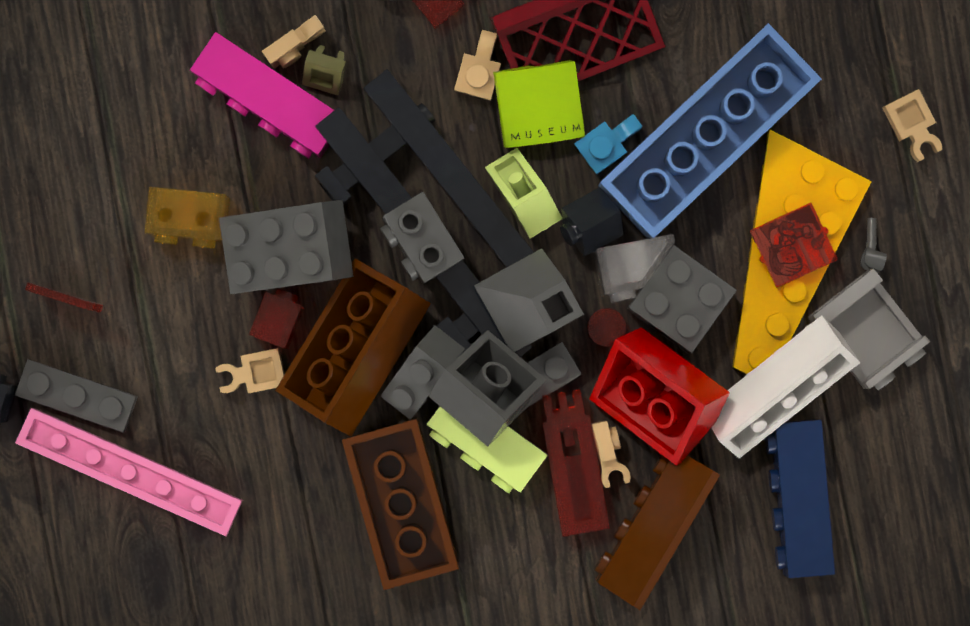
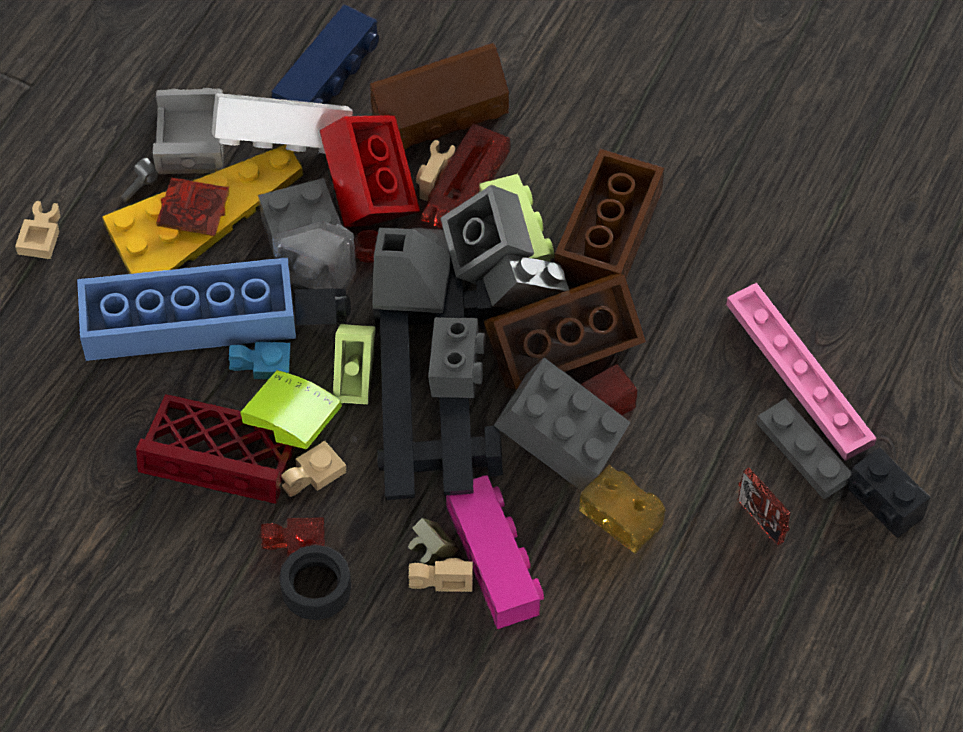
camera: 145 degrees left, 30 degrees down
(258, 371) = (651, 372): tan plate -> none

